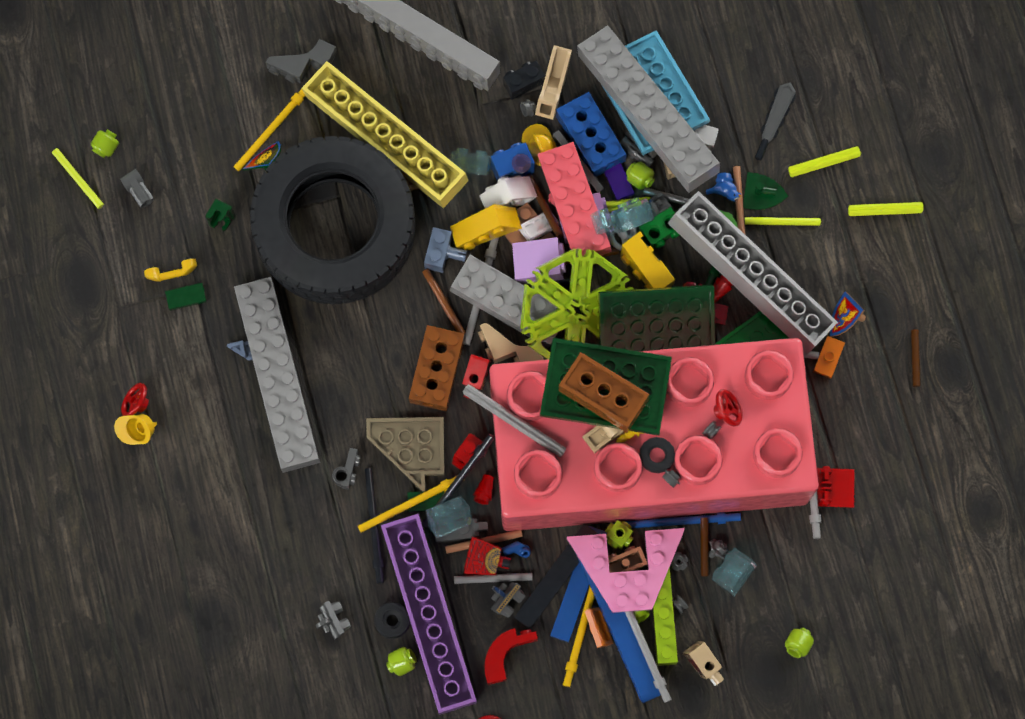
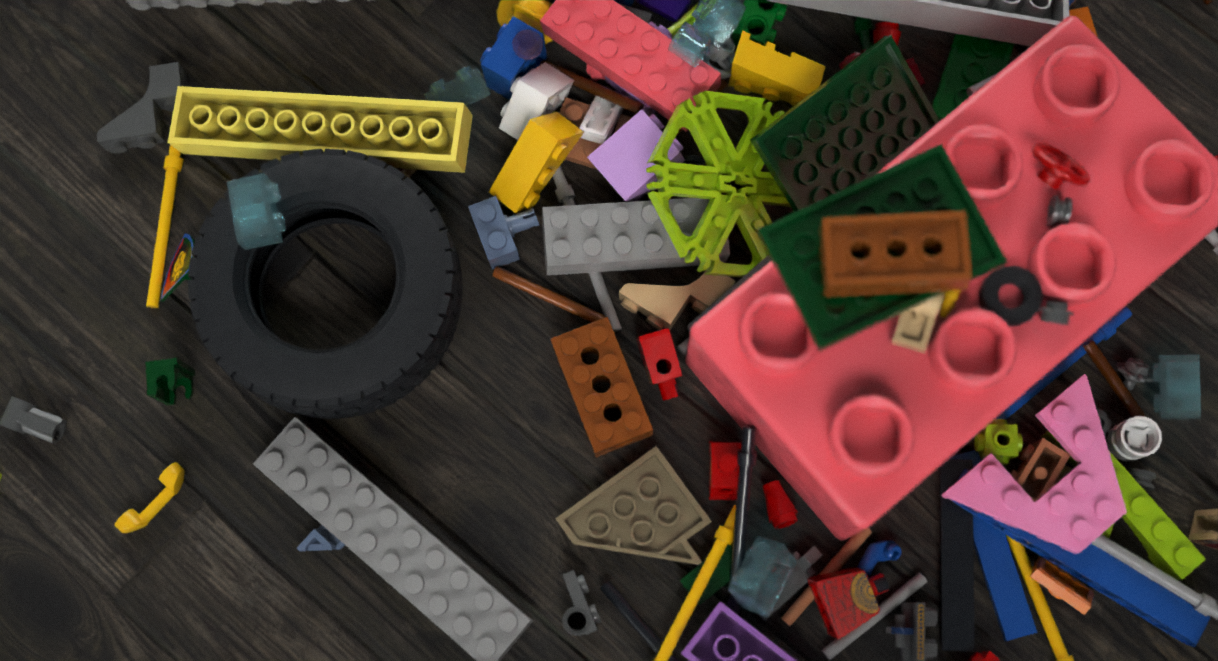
camera: 30 degrees left, 0 degrees up
(186, 296) = (196, 521): dark green tile -> none
(320, 160) = (255, 211): none -> clear light blue brick
(514, 420) = (781, 383): light grey axle -> none
(690, 581) = (1141, 437): none -> white wheel

